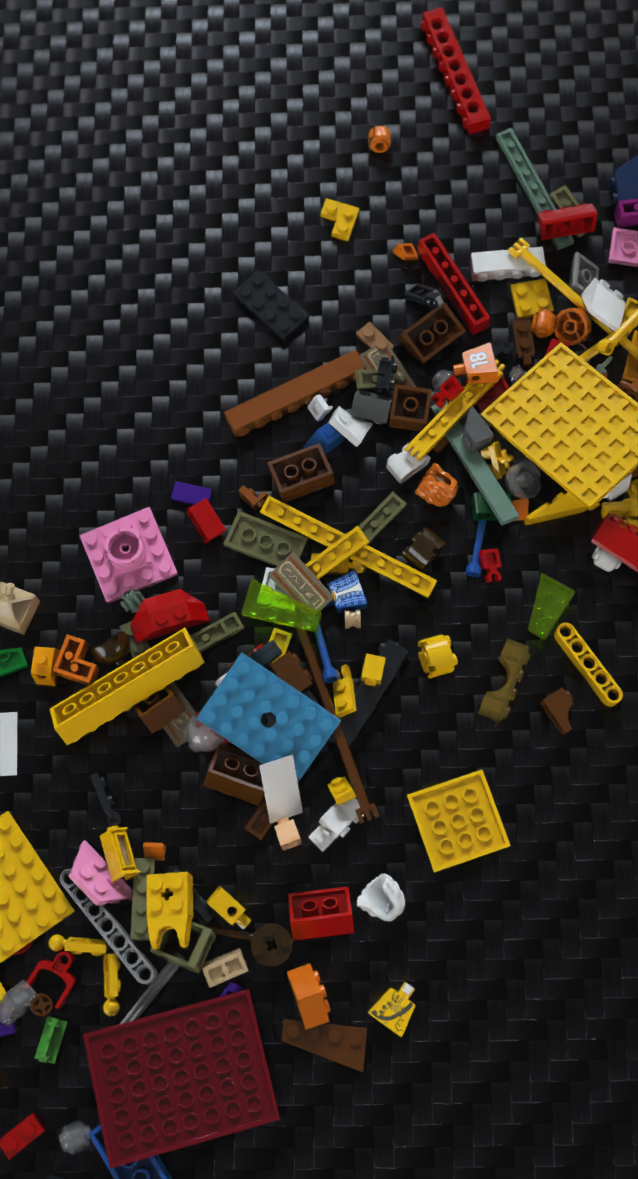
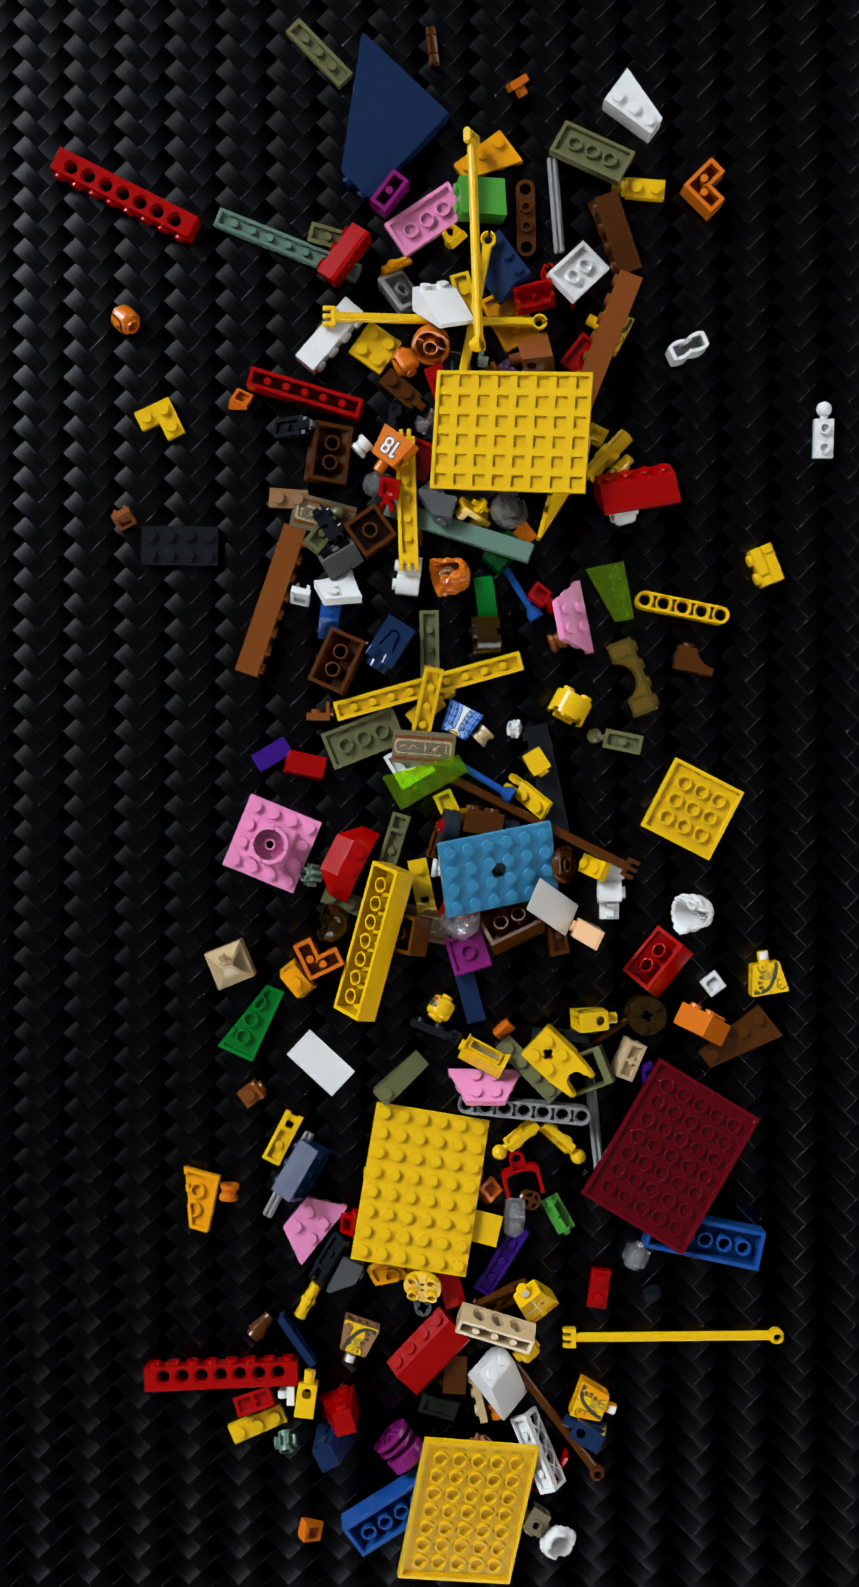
camera: 45 degrees left, 15 degrees up
(19, 966) = (489, 1190): none -> orange slope
(42, 811) = (400, 1078): none -> olive slope
(125, 787) = (440, 1008): none -> yellow head
(156, 799) = (470, 998): none -> dark blue tile
(185, 765) = (468, 954): none -> magenta plate
(203, 684) = (422, 884): none -> yellow plate
(251, 254) = (123, 518): none -> dark orange tile
(320, 766) = (563, 864): none -> reddish brown tile
(347, 974) = (712, 983): none -> white tile
(348, 494) = (389, 645): none -> dark blue piece
(380, 635) = (514, 728): none -> white plate
(449, 715) = (616, 740): none -> olive plate
(450, 524) = (485, 596): none -> green slope
(458, 349) = (362, 446): none -> white wheel
(472, 603) = (555, 643): none -> dark orange wheel
(497, 597) = (572, 618): none -> bright pink wing
(597, 258) = (395, 265): none -> light orange piece

